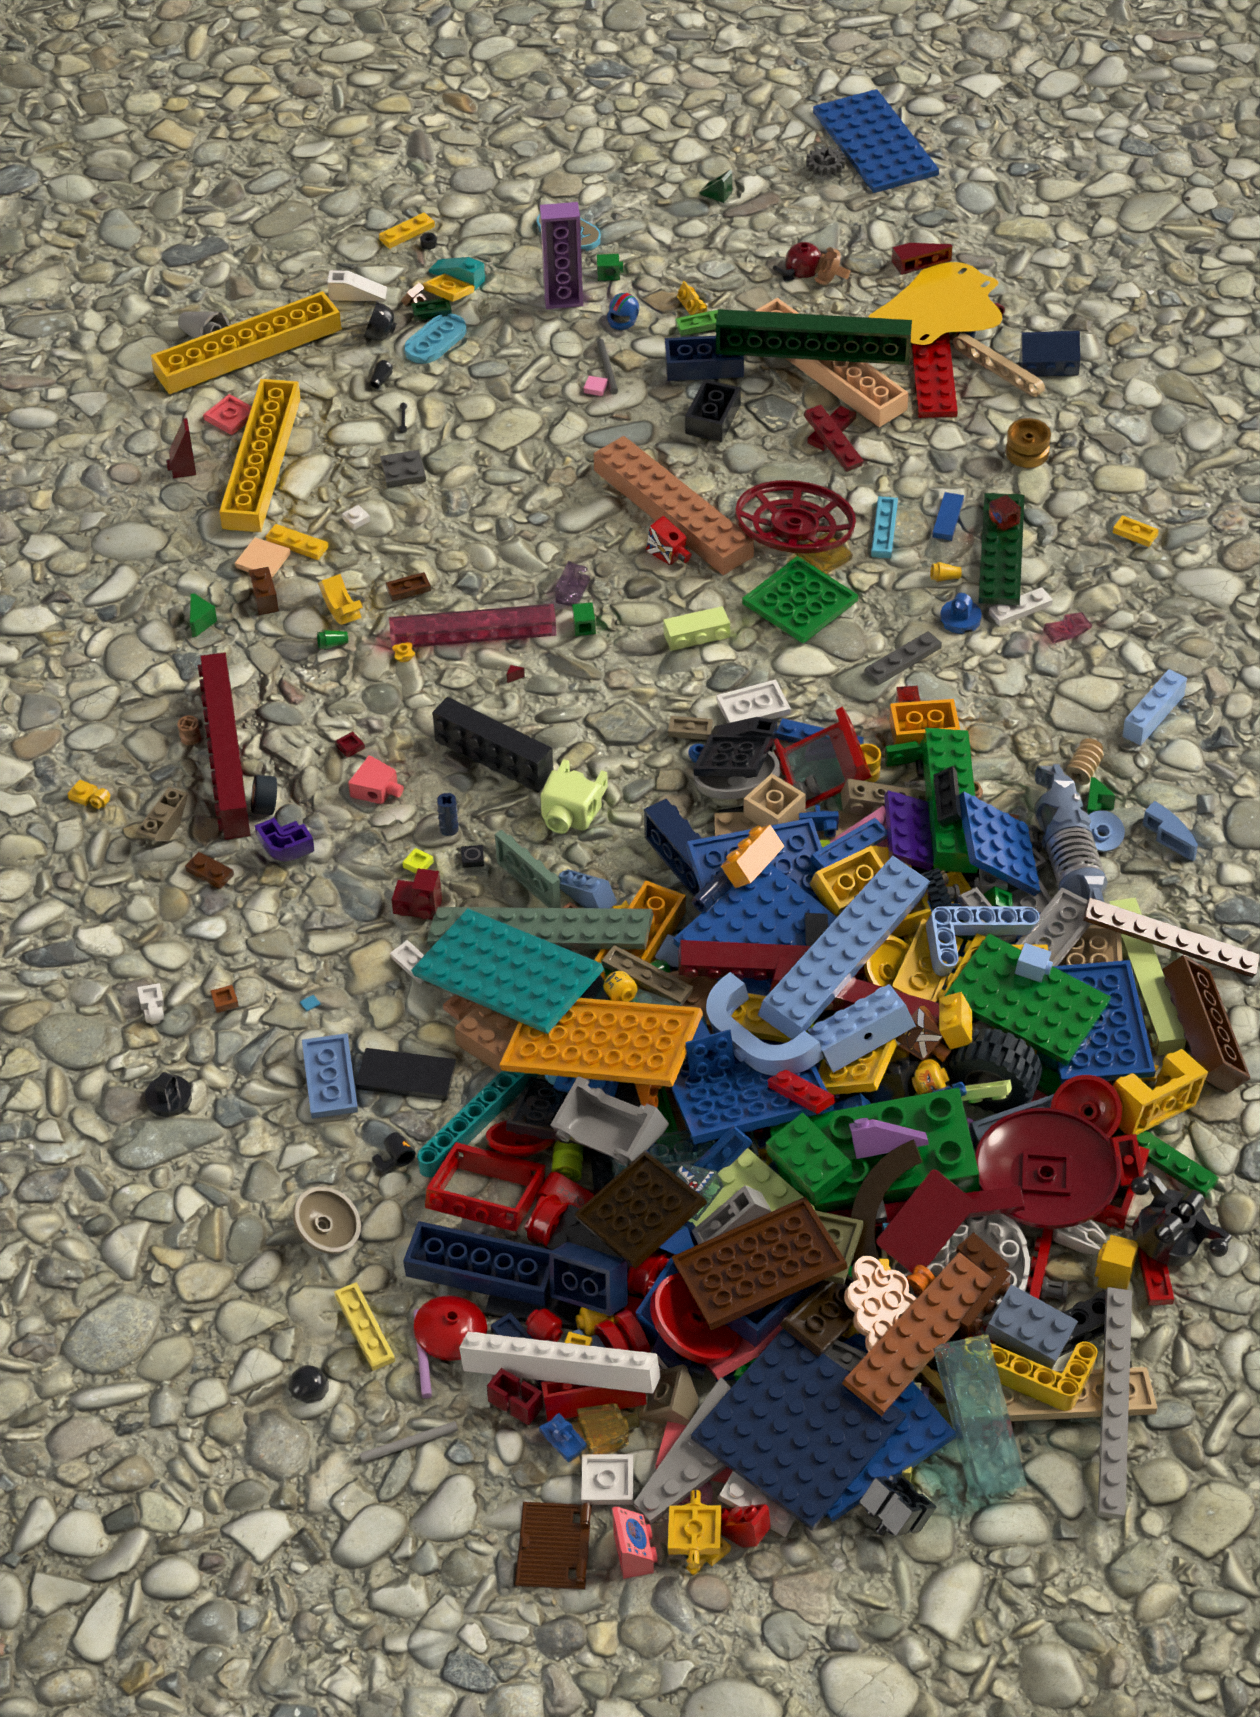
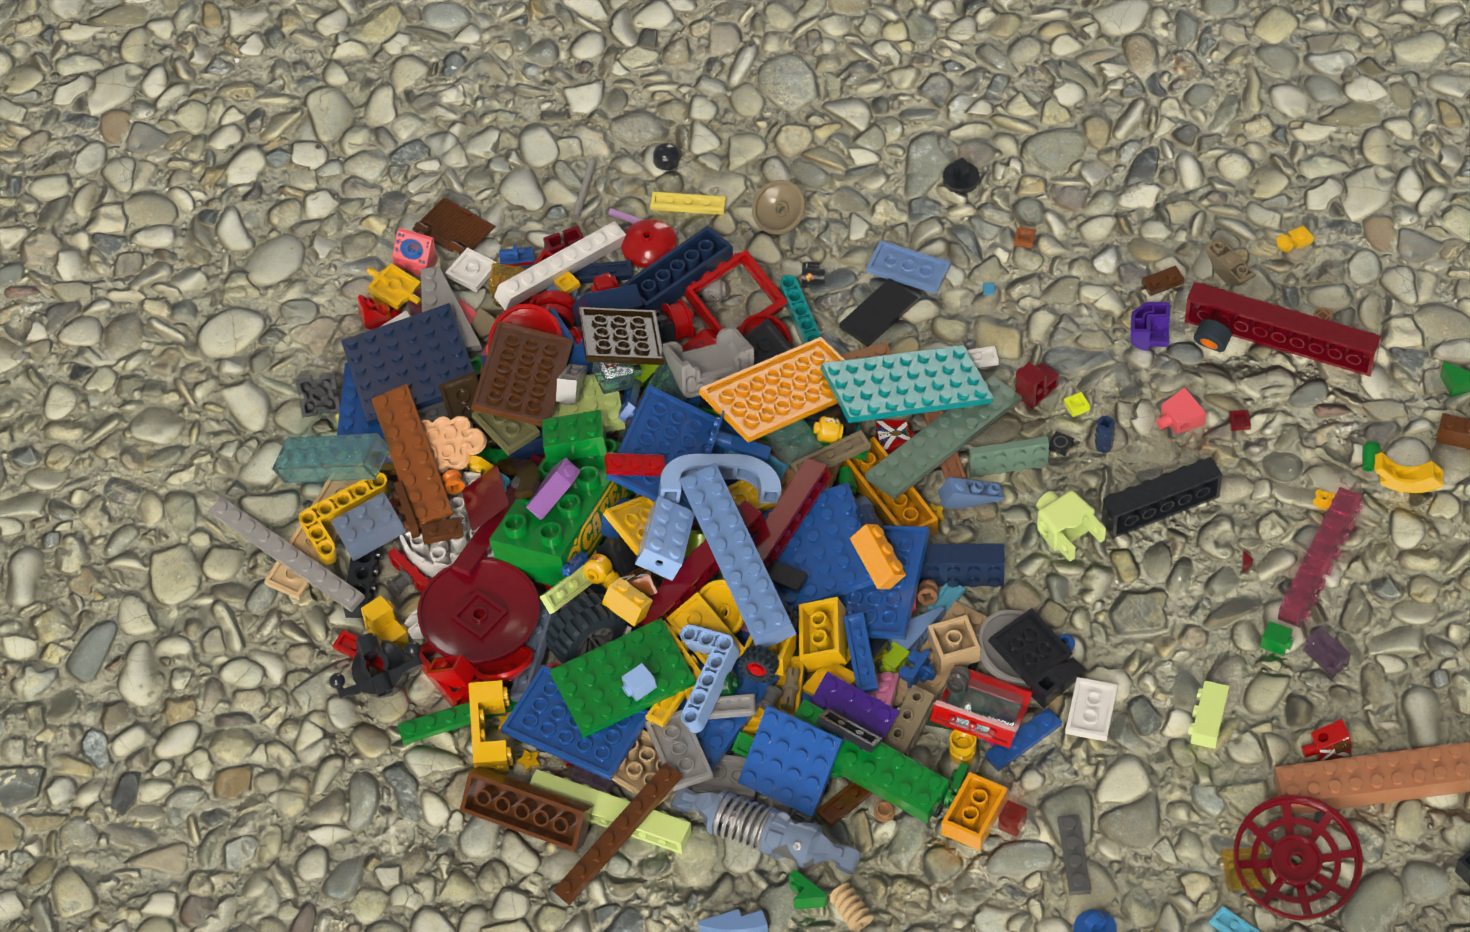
camera: 125 degrees right, 5 degrees up
(151, 1000) = (1055, 197): white plate -> none
(408, 586) = (1402, 536): reddish brown plate -> none
(690, 727) = (1096, 650): dark tan plate -> none
(800, 599) = (1195, 813): green plate -> none
(1109, 825) = (768, 867): light blue dish -> none

